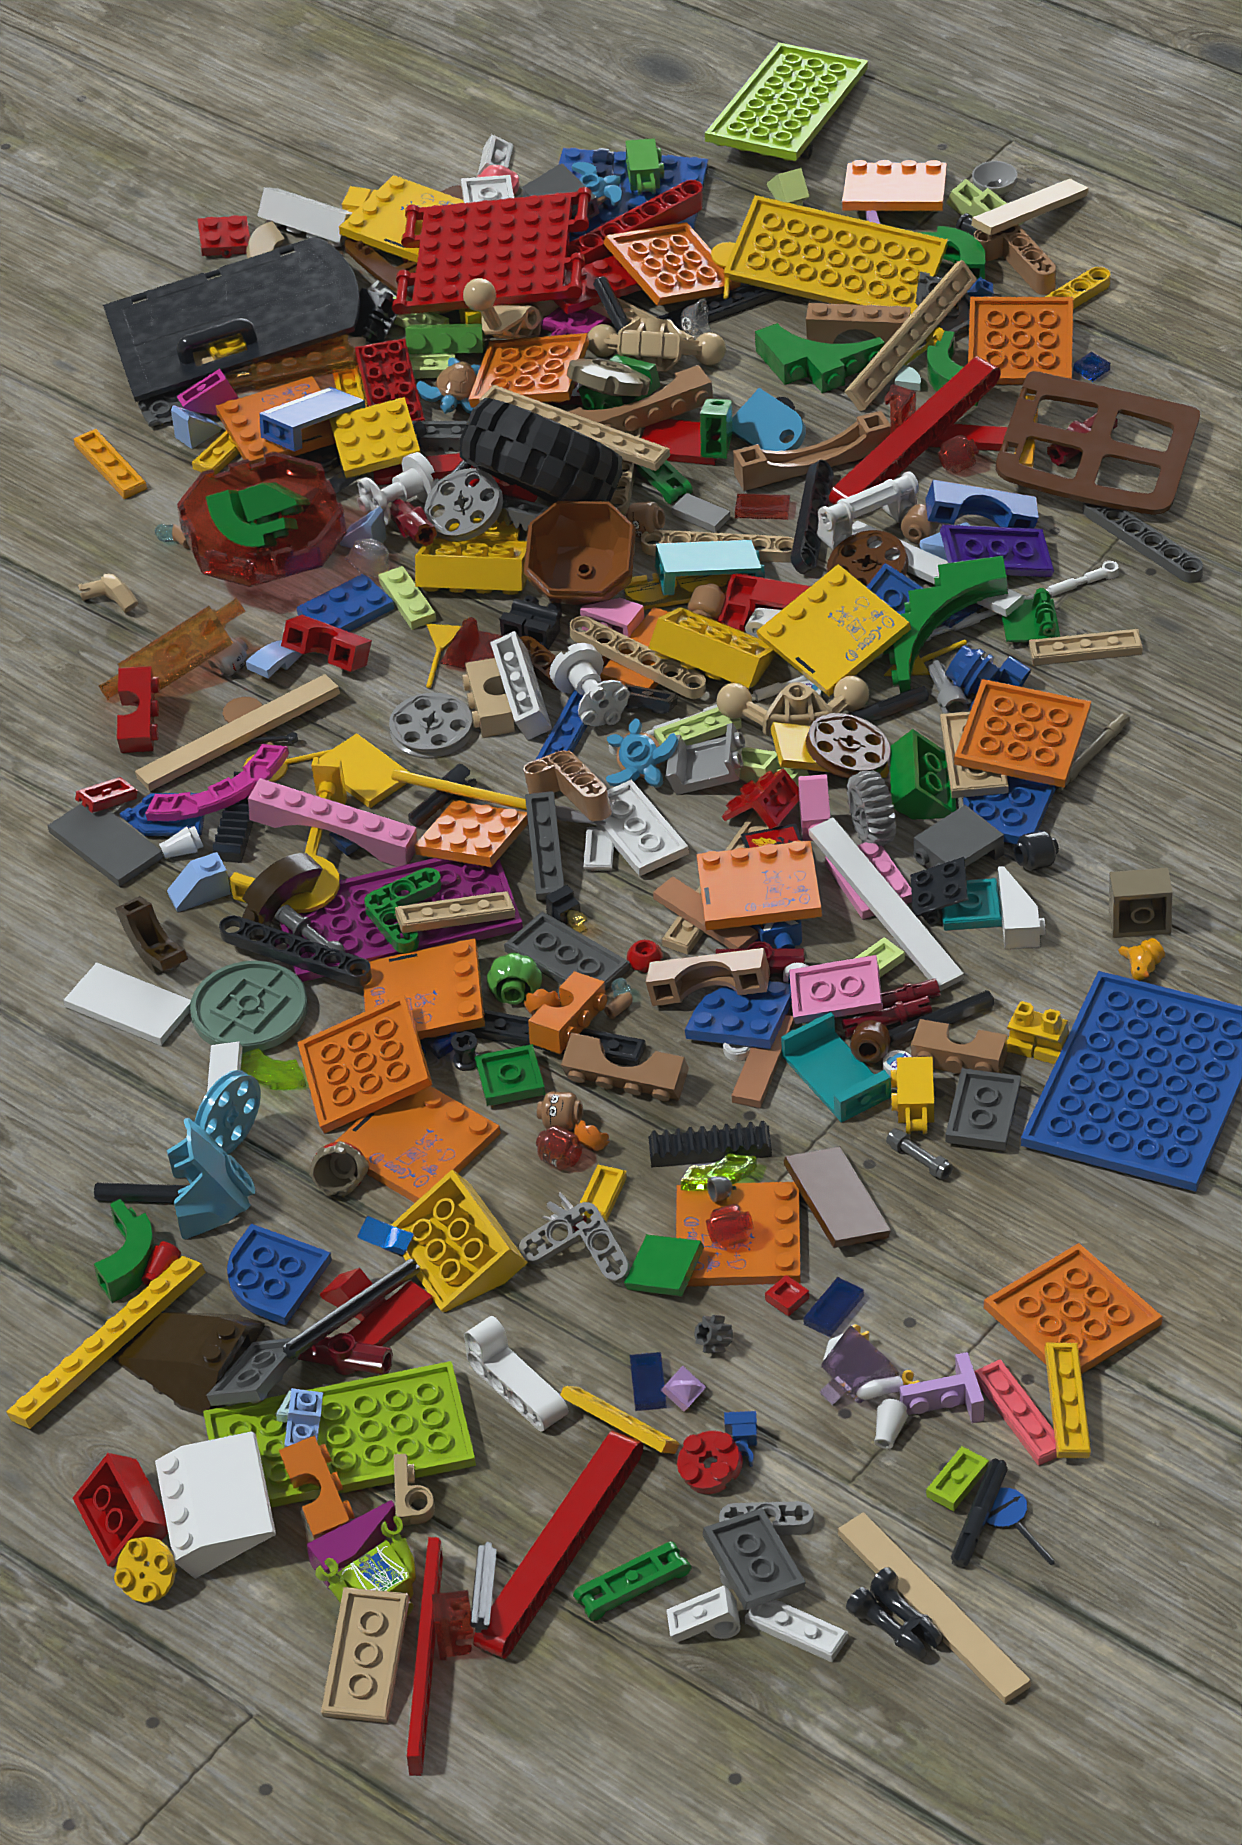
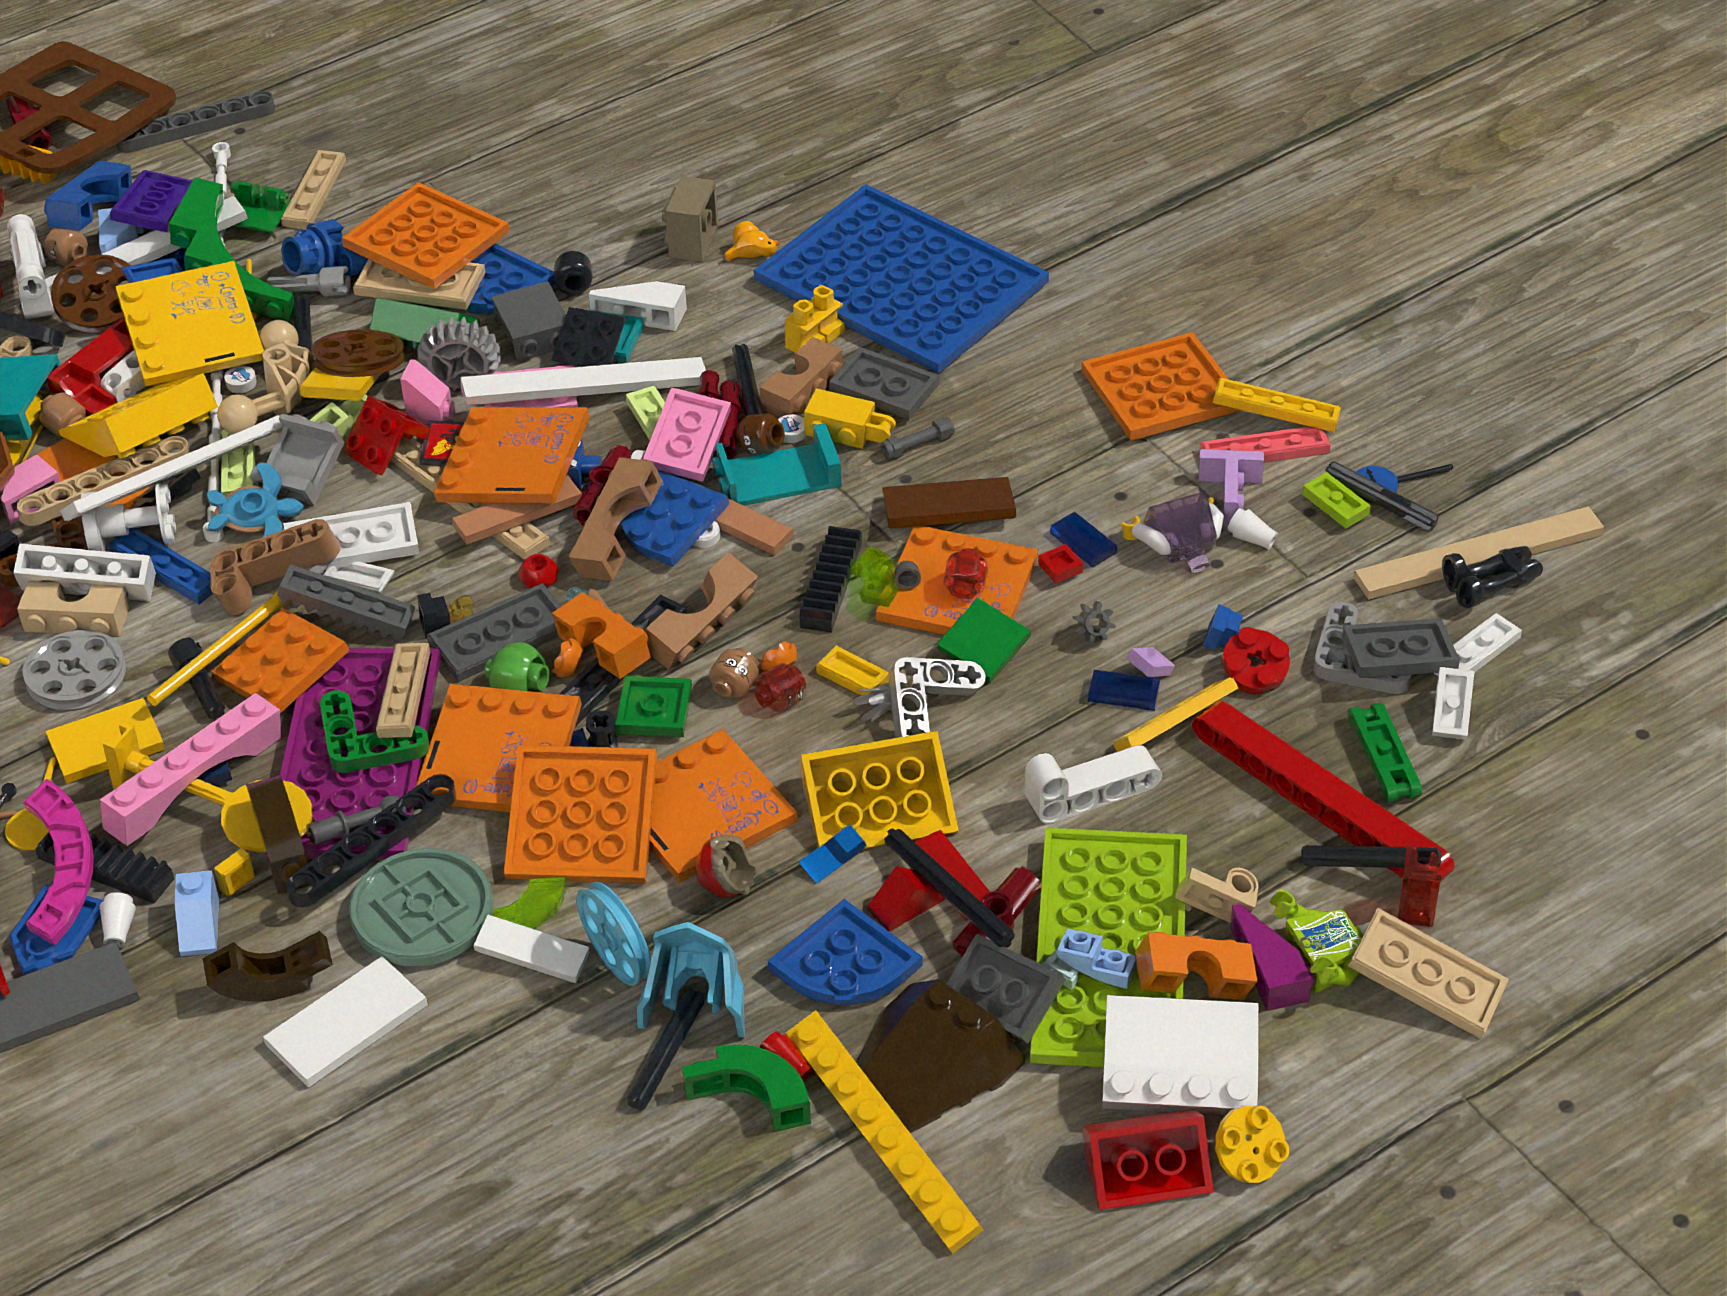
camera: 75 degrees left, 0 degrees up
(424, 1659) = (1454, 931): red tile -> none
(636, 682) = (170, 469): none -> white tile

